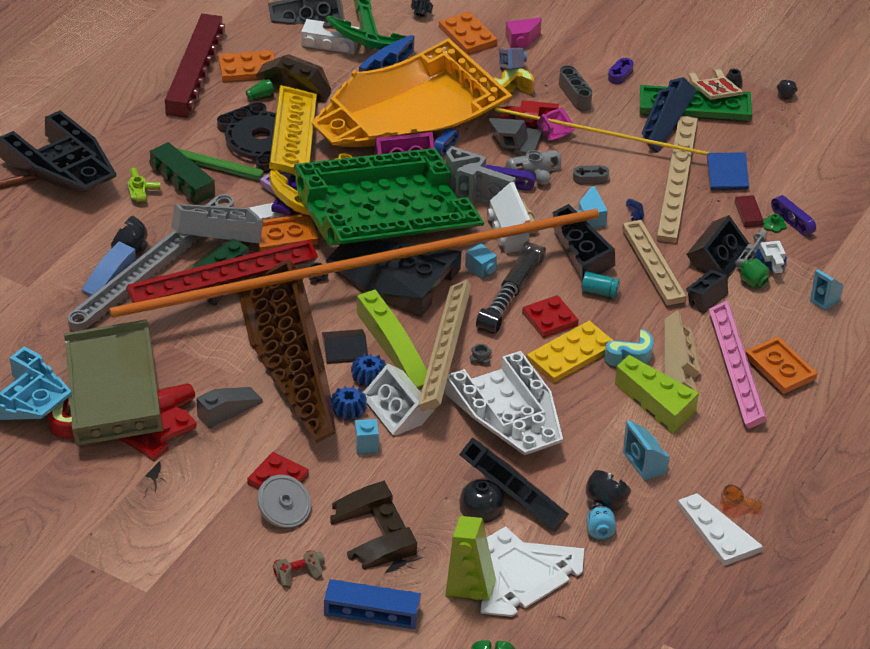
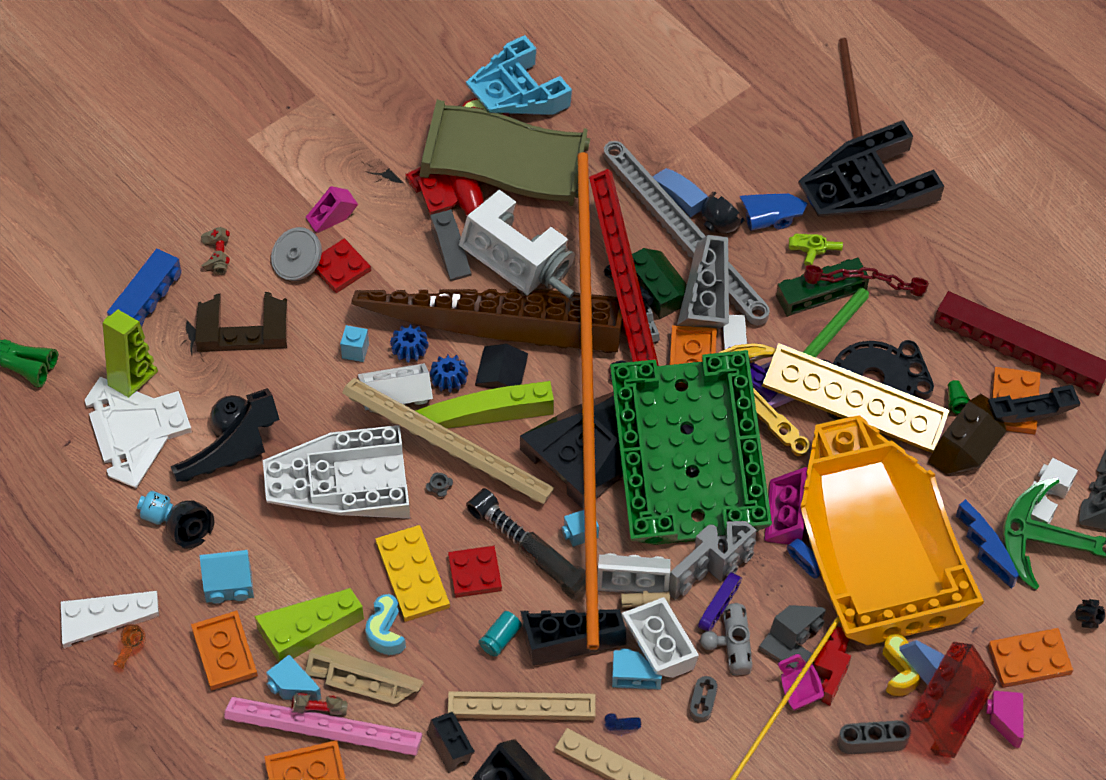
camera: 110 degrees right, 15 degrees up
(109, 211) = (772, 209): none -> blue panel
(182, 163) = (814, 274): none -> dark red piece
(219, 493) = (331, 209): none -> dark pink slope
(231, 343) = (512, 255): none -> white piece
(255, 45) = (1034, 407): none -> black slope
(538, 46) = (954, 698): none -> clear red panel
(558, 191) = (661, 638): none -> white slope
(707, 441) = (224, 650): none -> orange plate
(712, 391) = (289, 678): none -> medium azure slope
(717, 362) = (333, 704): none -> dark tan piece

